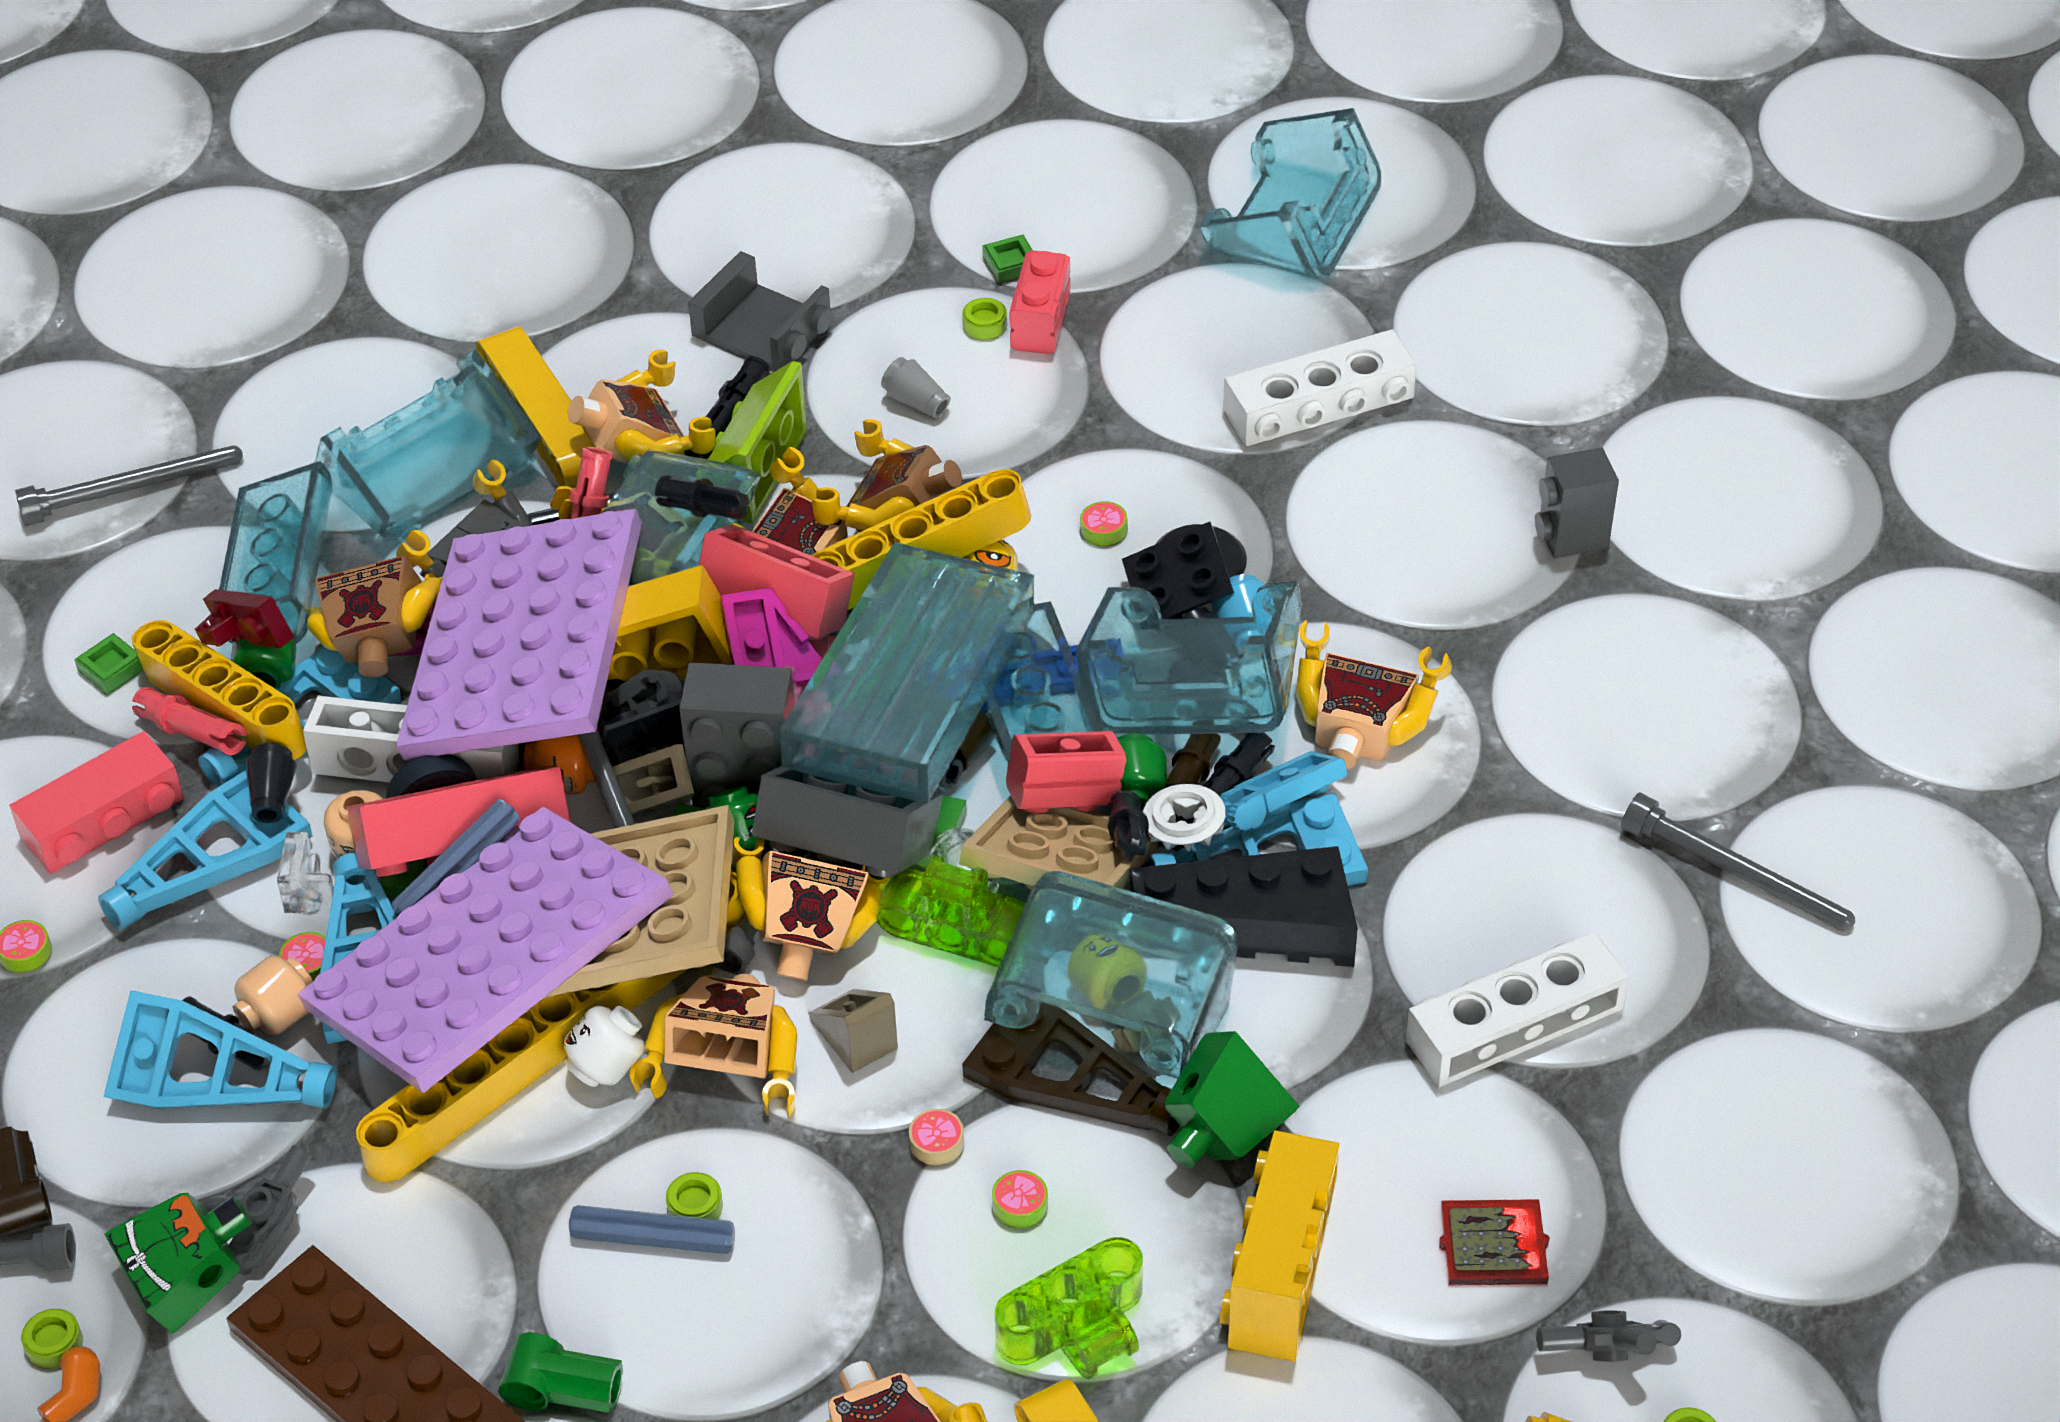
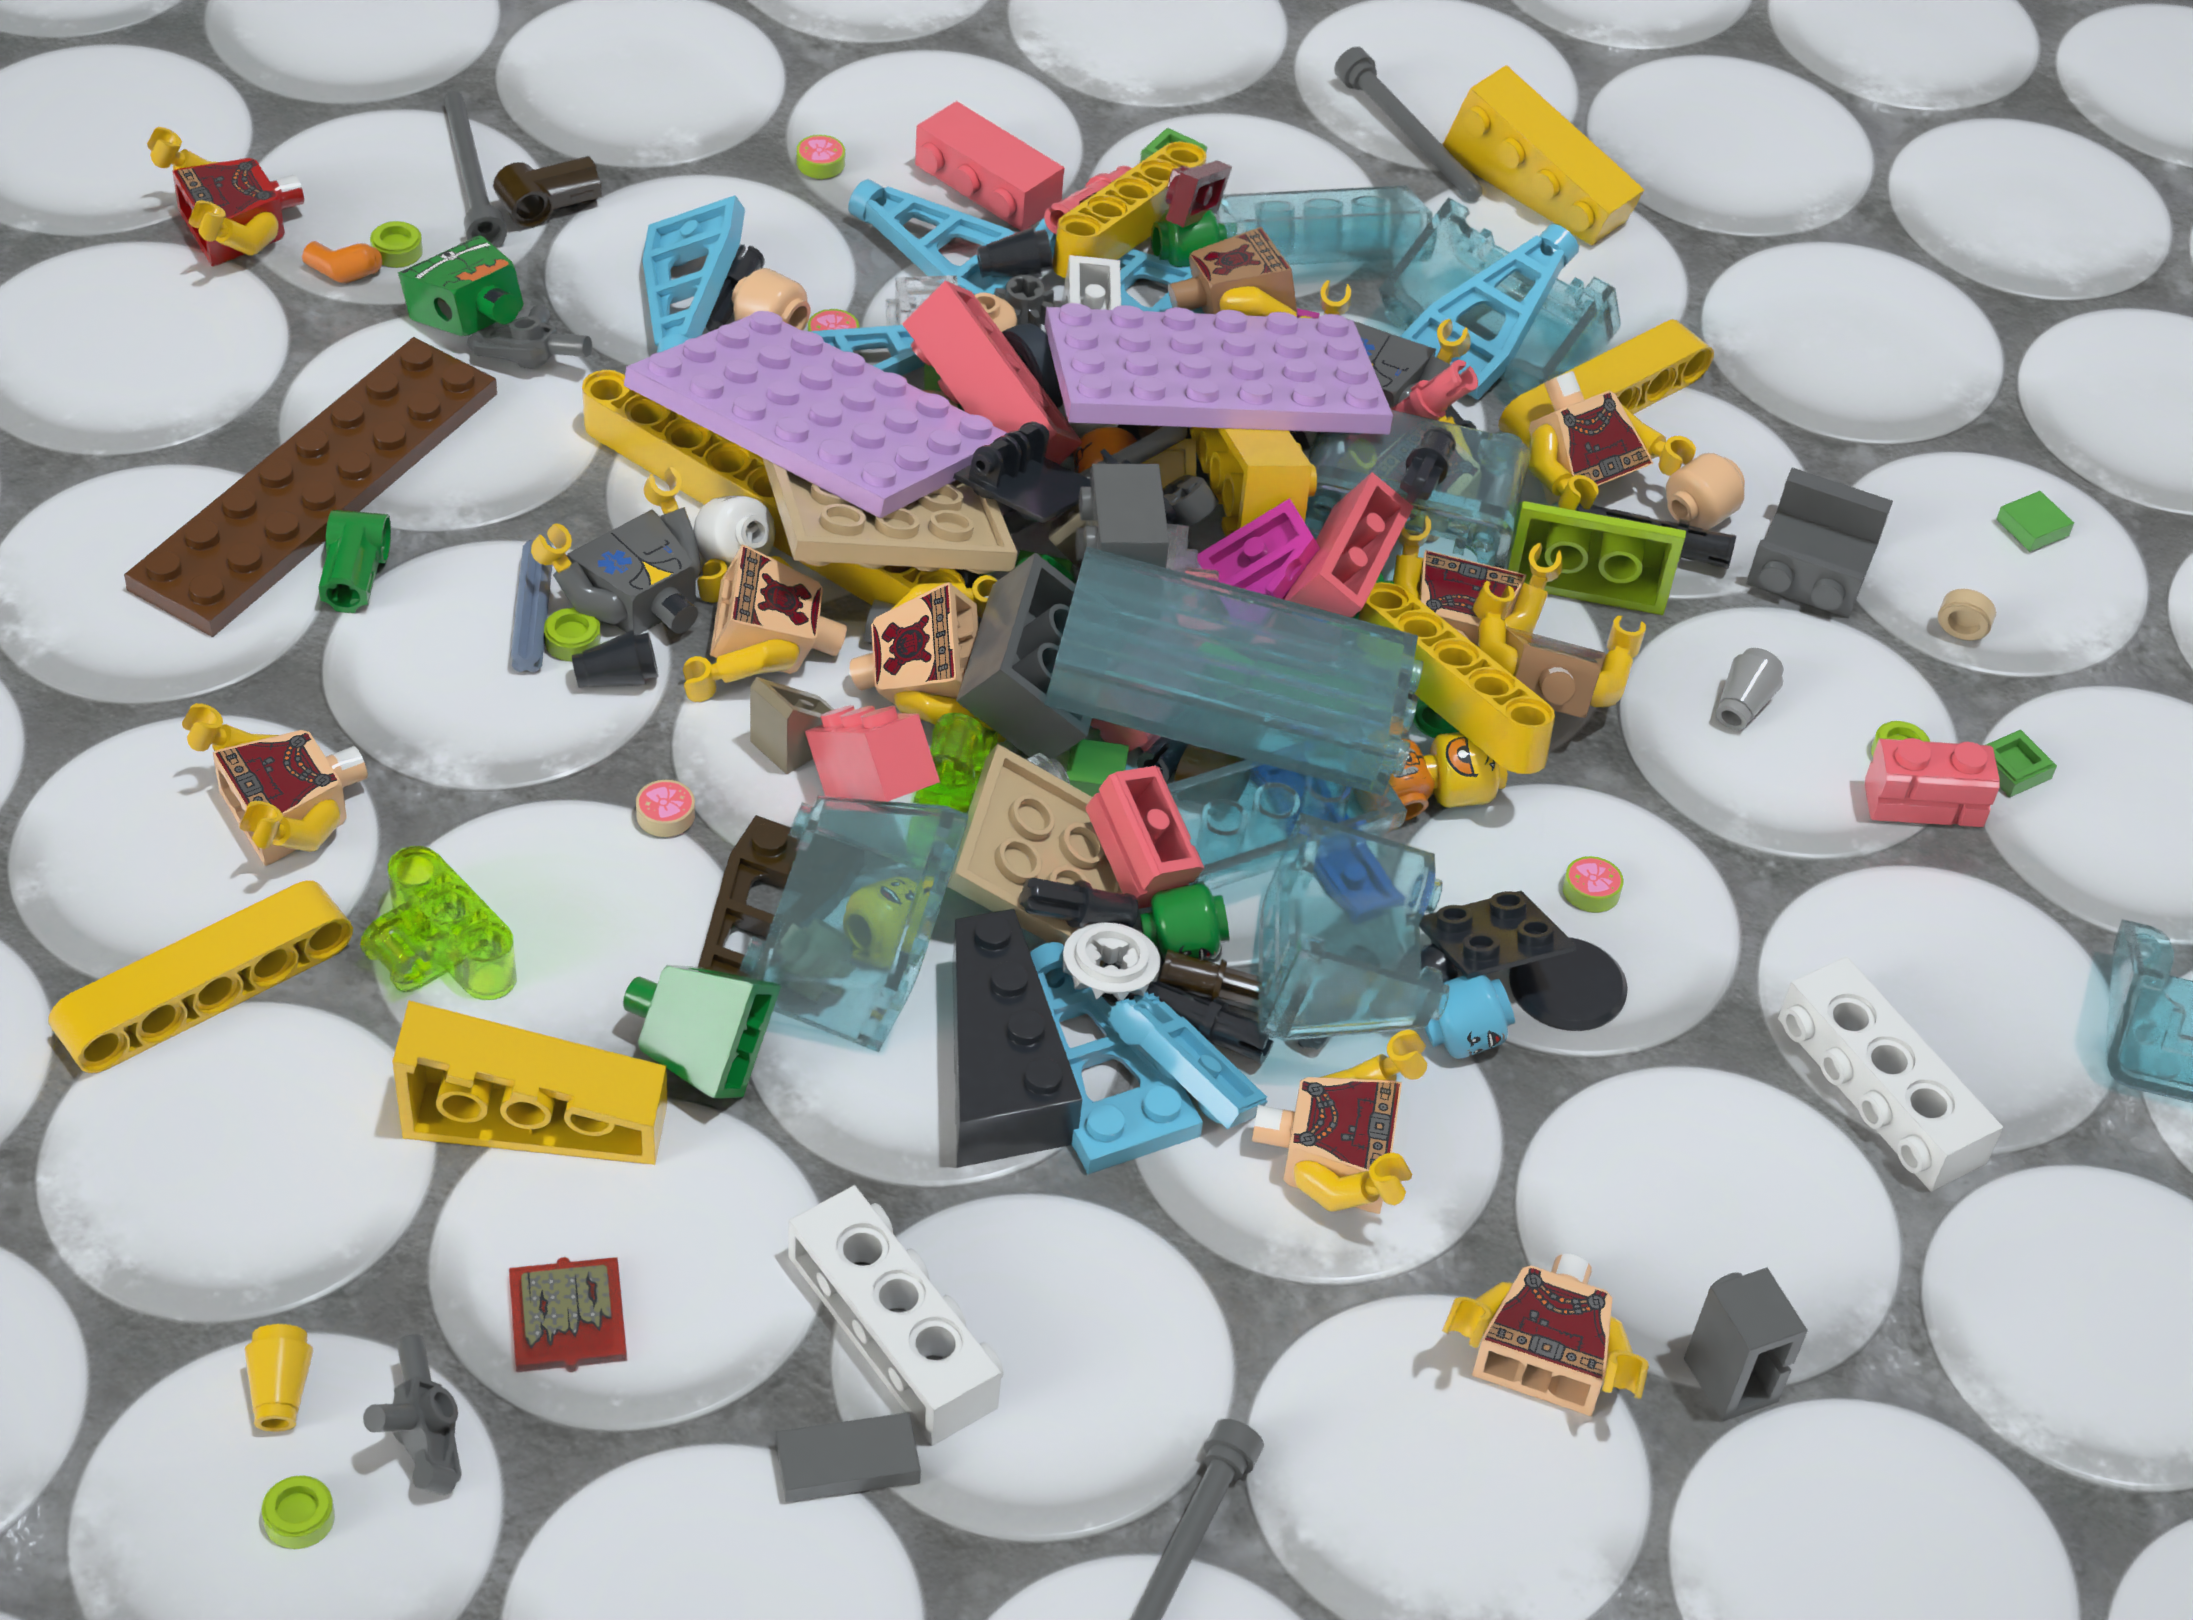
camera: 75 degrees right, 0 degrees up
(225, 391) = (1540, 158): none -> yellow wedge
(317, 790) = (1028, 299): none -> dark grey gear
(442, 504) = (1536, 259): none -> medium azure plate
(461, 853) = (960, 393): sand blue axle -> none
(615, 795) = (1021, 476): none -> black hinge
(633, 1126) = (634, 572): none -> dark grey torso
(697, 366) = (1705, 491): none -> light nougat head
(750, 1157) = (617, 662): none -> black cone
(751, 188) = (2035, 521): none -> bright green tile
(858, 245) = (1966, 614): none -> tan tile
(952, 942) = (871, 753): none -> coral brick
(1020, 1198) = (591, 882): tile -> none
(1555, 611) = (1550, 1336): none -> torso
(1641, 1057) = (847, 1457): none -> dark grey tile

